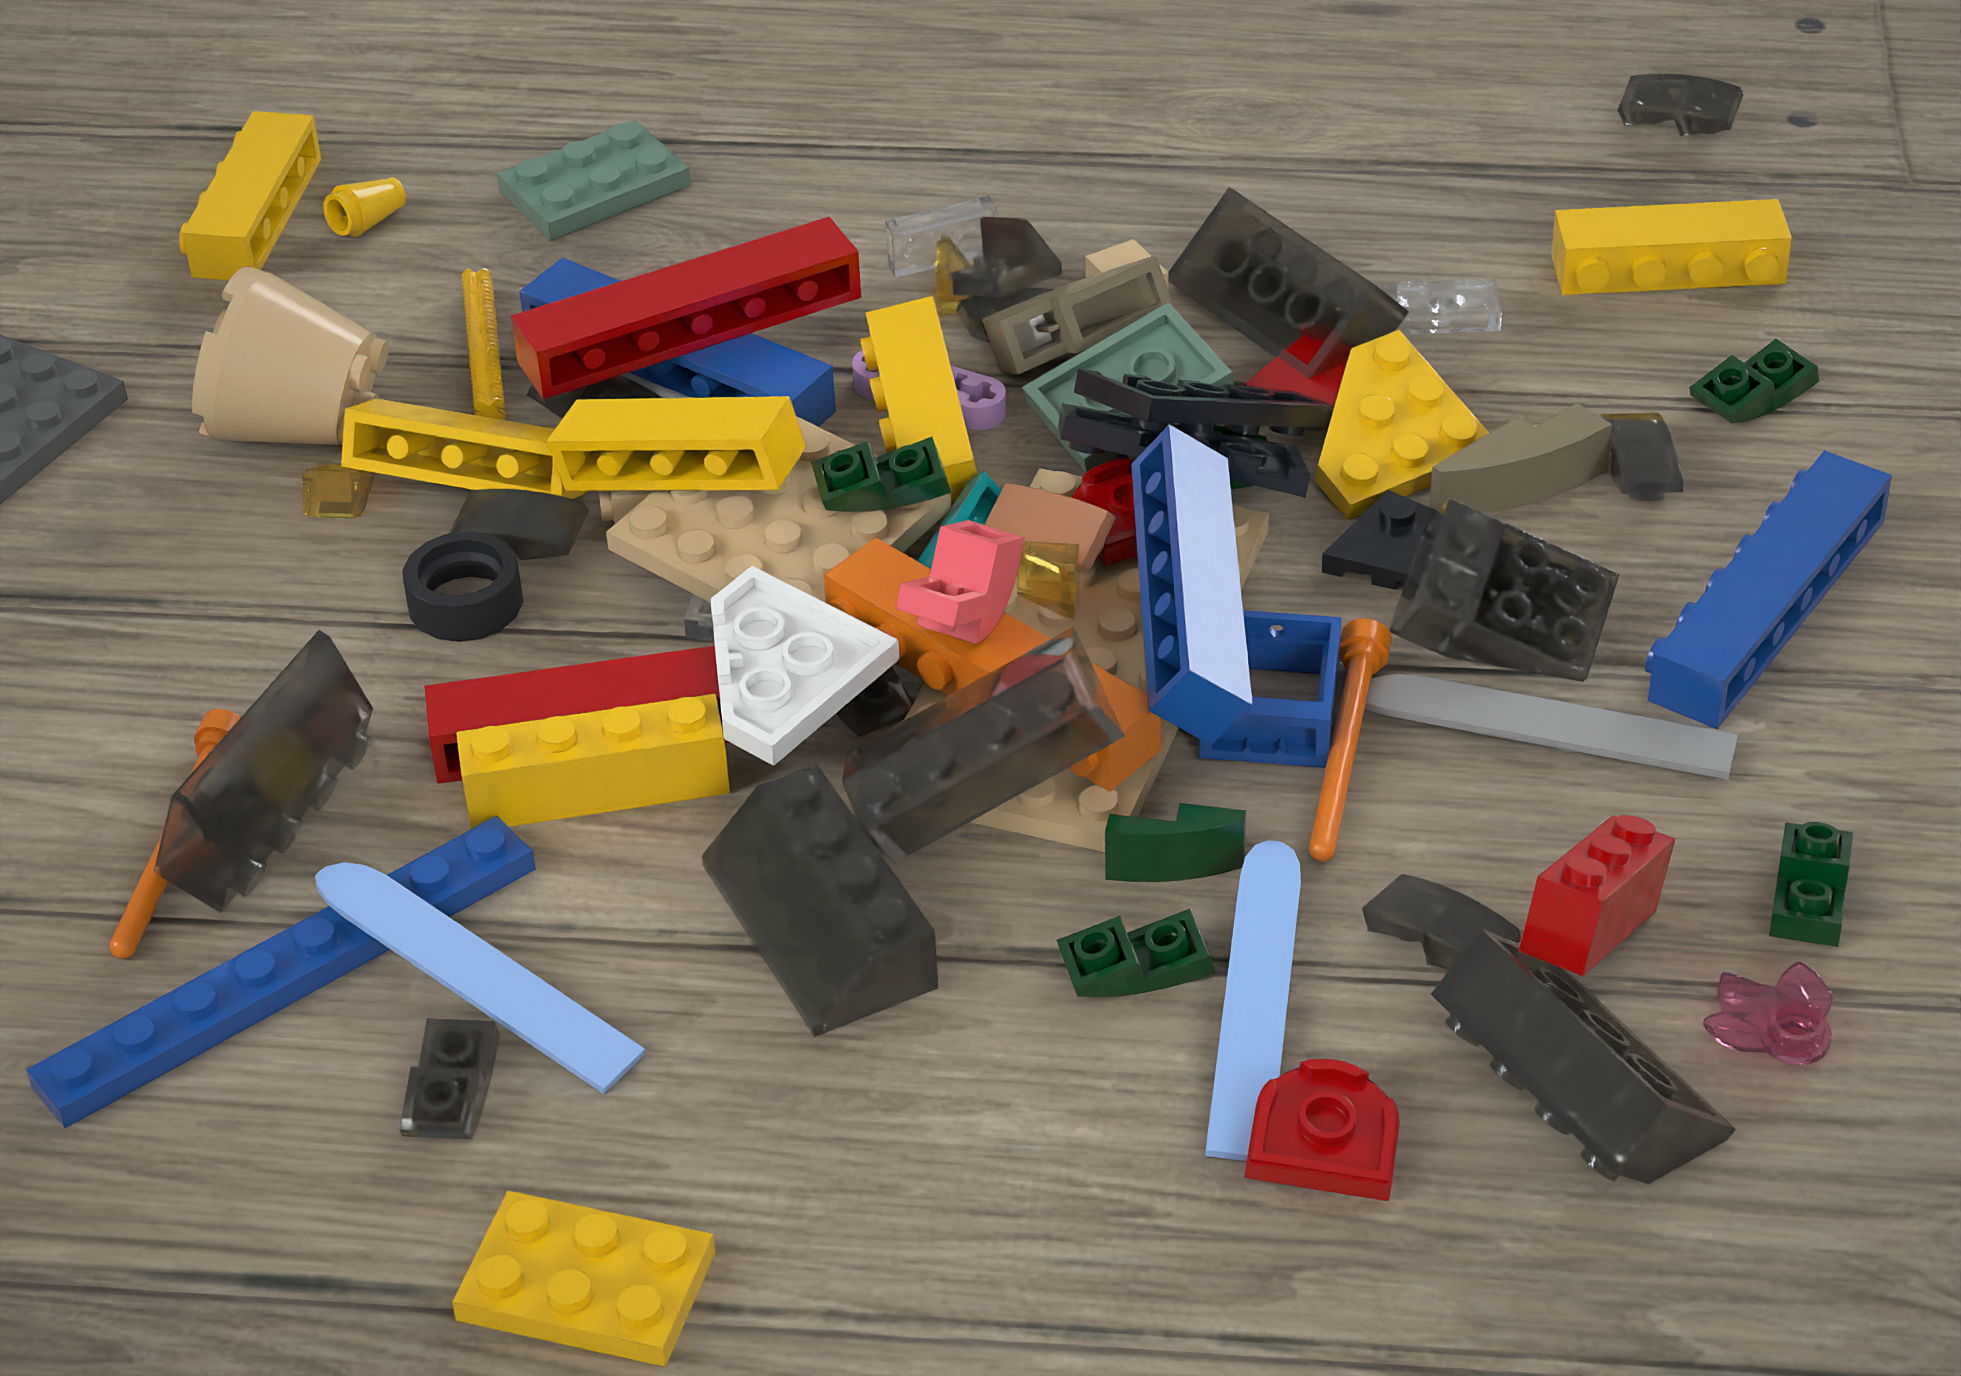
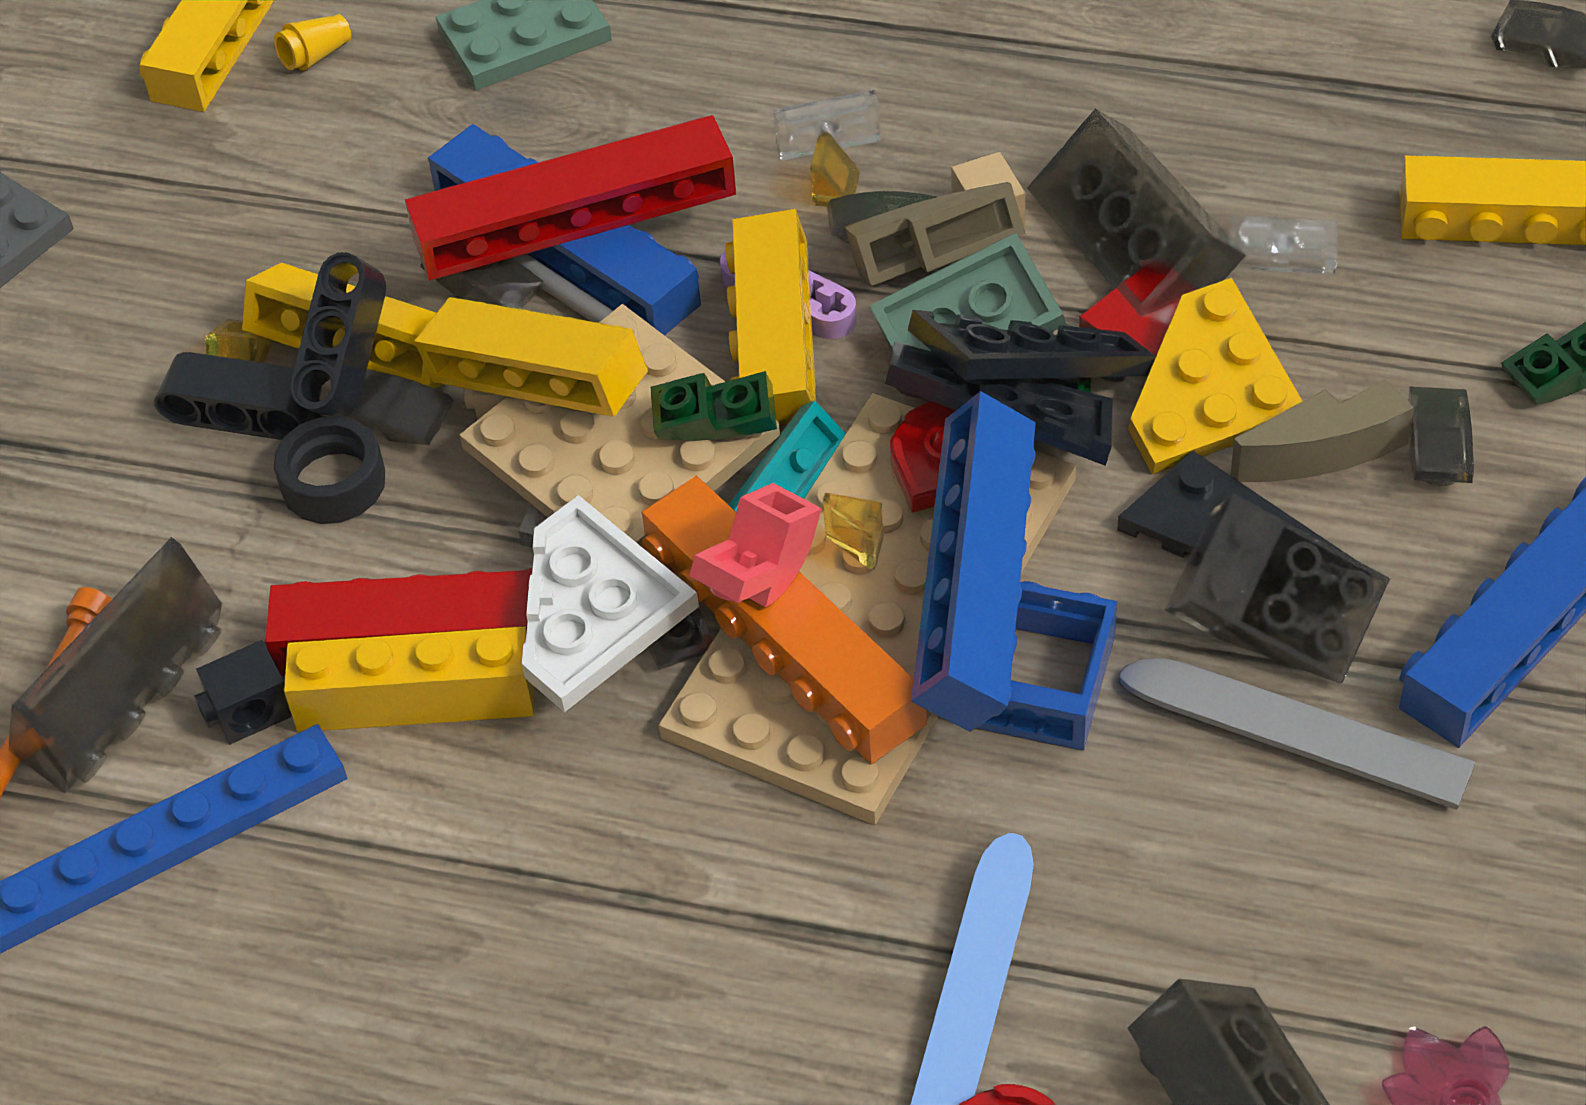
camera: 10 degrees right, 10 degrees up
(282, 365) = (199, 223): tan cone -> none
(345, 527) = (230, 396): none -> black beam
(409, 793) = (242, 692): none -> black brick
(448, 424) = (328, 312): none -> black beam
(451, 1080) = (233, 1004): clear smoke slope -> none
(479, 974) = (273, 895): light blue piece -> none
(483, 344) = (392, 206): yellow axle -> none
(821, 903) = (588, 856): clear smoke slope -> none
(980, 747) = (752, 714): clear smoke slope -> none
(1010, 260) = (883, 166): clear smoke slope -> none
(1052, 519) = (860, 470): nougat slope -> none
(1151, 958) = (873, 946): dark green slope -> none
(1195, 846) = (942, 831): dark green slope -> none
(1363, 652) = (1136, 631): orange piece -> none
(1434, 916) = (1151, 941): clear smoke slope -> none
(1597, 894) = (1299, 944): red brick -> none
(1811, 883) = (1514, 938): dark green slope -> none

